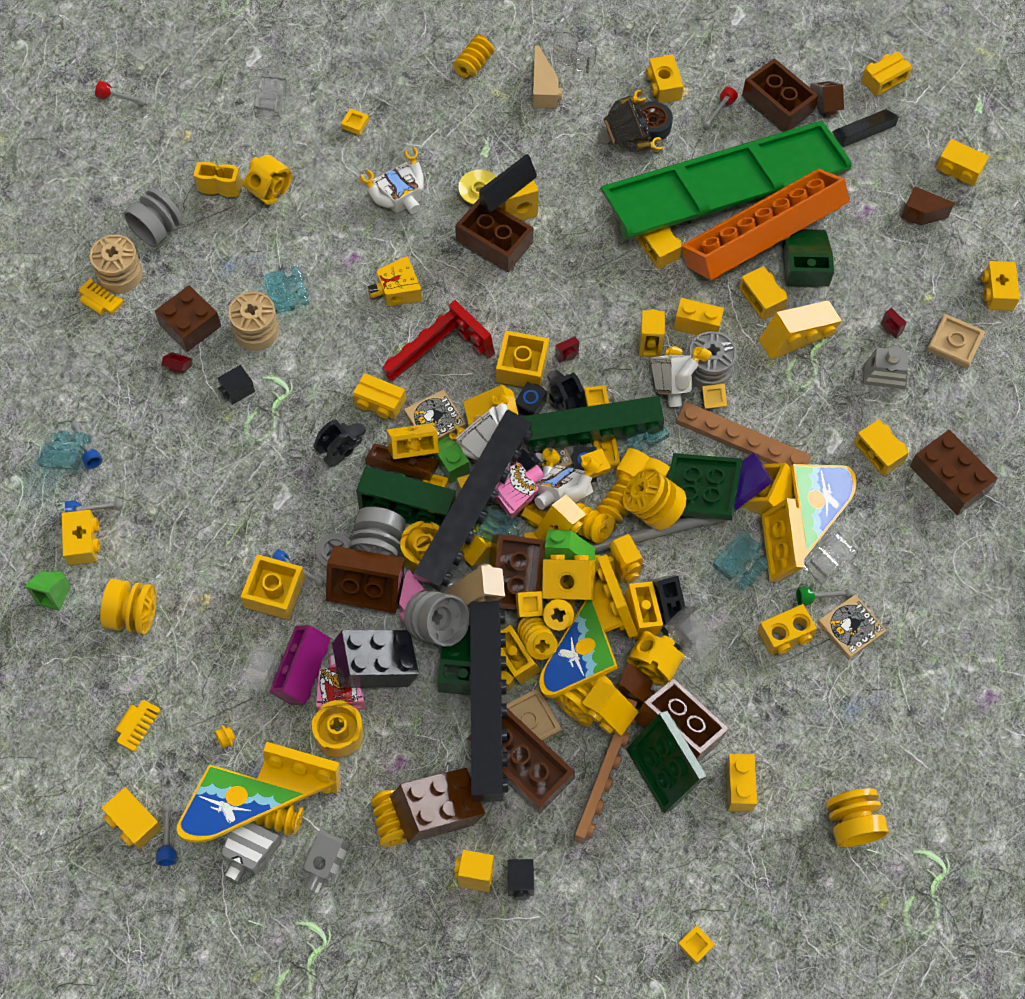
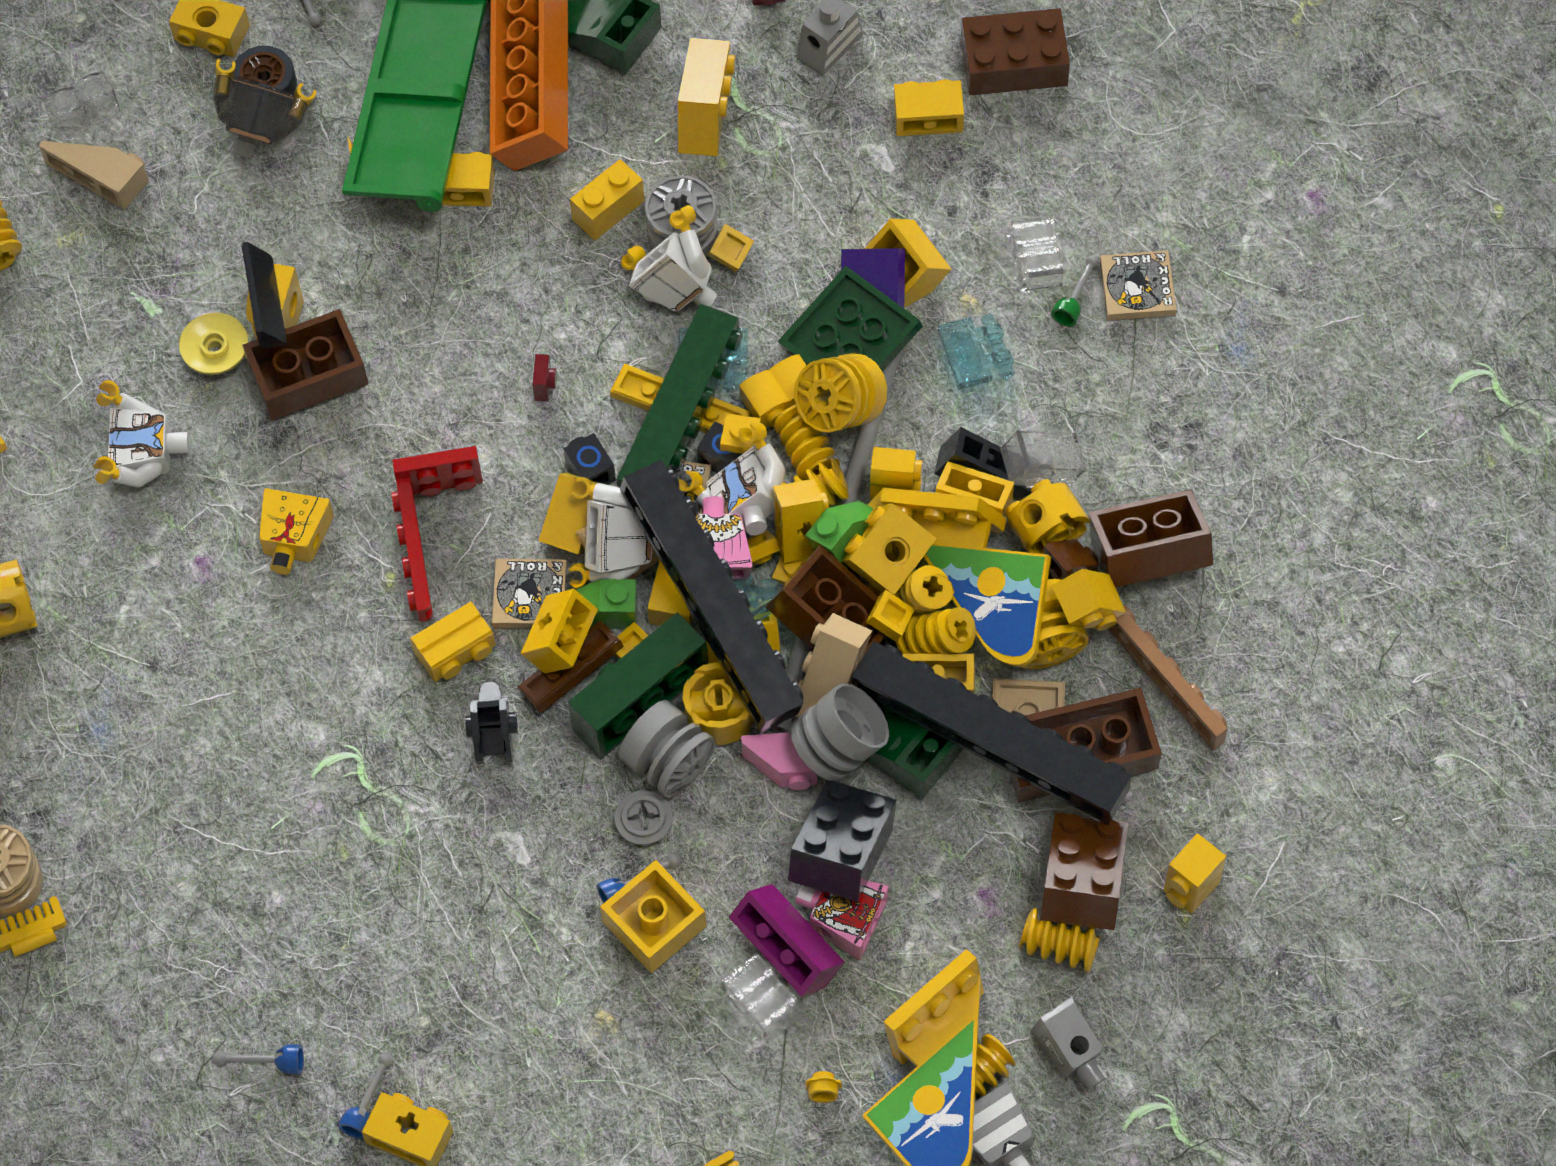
camera: 55 degrees left, 0 degrees up
(64, 451) = (264, 1093): clear light blue plate -> none
(128, 606) = (571, 1103): yellow wheel -> none
(176, 362) = (216, 872): dark red plate -> none
(188, 318) = (156, 821): reddish brown brick -> none
(235, 385) = (307, 813): black brick -> none
(253, 321) = (226, 736): tan wheel -> none
(278, 289) = (194, 685): clear light blue plate -> none
(341, 742) = (908, 959): yellow brick -> none
(364, 579) = (721, 794): reddish brown brick -> none
(520, 878) = (1230, 831): black brick -> none
(522, 359) = (524, 437): yellow brick -> none
(566, 391) = (609, 412): black hinge -> none
(651, 333) = (595, 263): yellow brick -> none
(666, 762) = (1192, 580): dark green plate -> none
(696, 944) = (1424, 685): yellow plate -> none
(739, 437) = (806, 254): medium nougat plate -> none
(741, 783) = (1260, 520): yellow brick -> none
(763, 293) = (621, 105): yellow brick -> none
(783, 625) = (1095, 355): yellow brick -> none
(799, 523) = (978, 263): piece -> none
(855, 813) = (1382, 419): yellow wheel -> none

